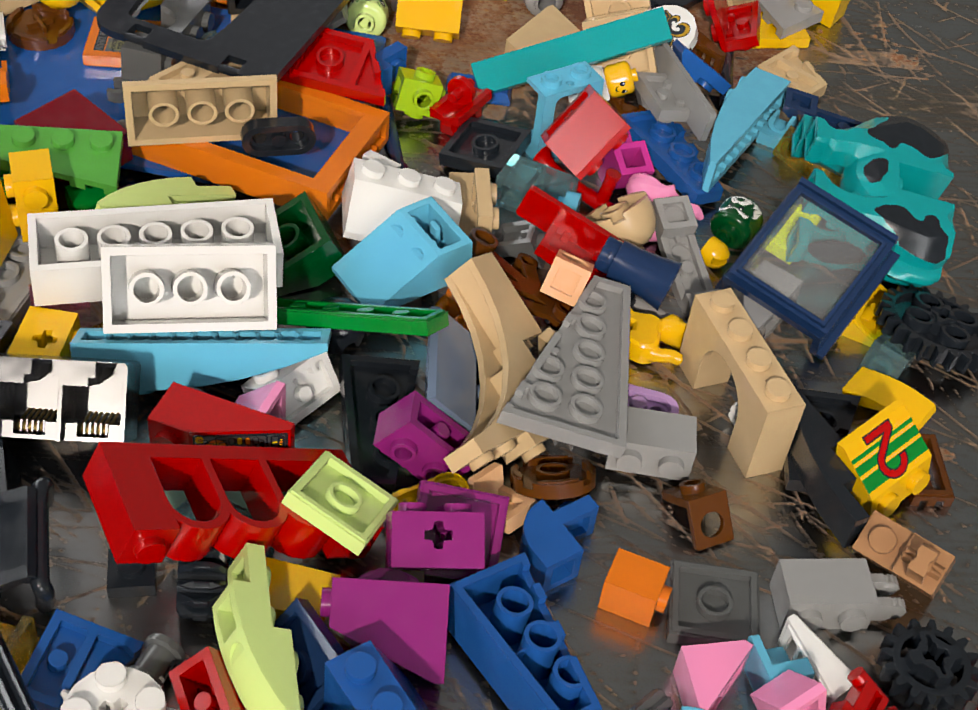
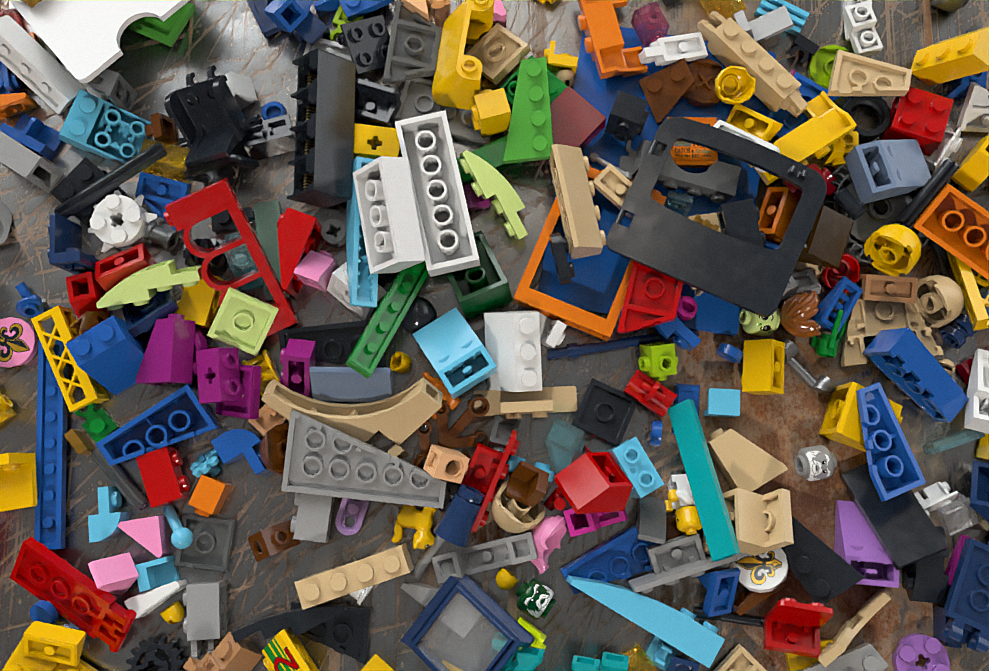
camera: 95 degrees right, 35 degrees up
(42, 51) = (666, 88): none -> reddish brown wing
(78, 64) = (627, 117): none -> black brick
(402, 343) = (400, 362): none -> yellow hinge
(412, 38) = (729, 352): none -> blue tile
(472, 46) = (723, 403): none -> medium azure panel
(511, 108) = (656, 432): none -> blue tile
(580, 593) = (205, 464): none -> medium azure plant
(591, 196) = (527, 484): none -> reddish brown panel
(618, 646) = (163, 476): none -> red brick
(634, 103) = (651, 519): none -> dark grey slope
(711, 619) = (181, 536): none -> medium azure bar
(842, 641) = (173, 613): none -> yellow hinge

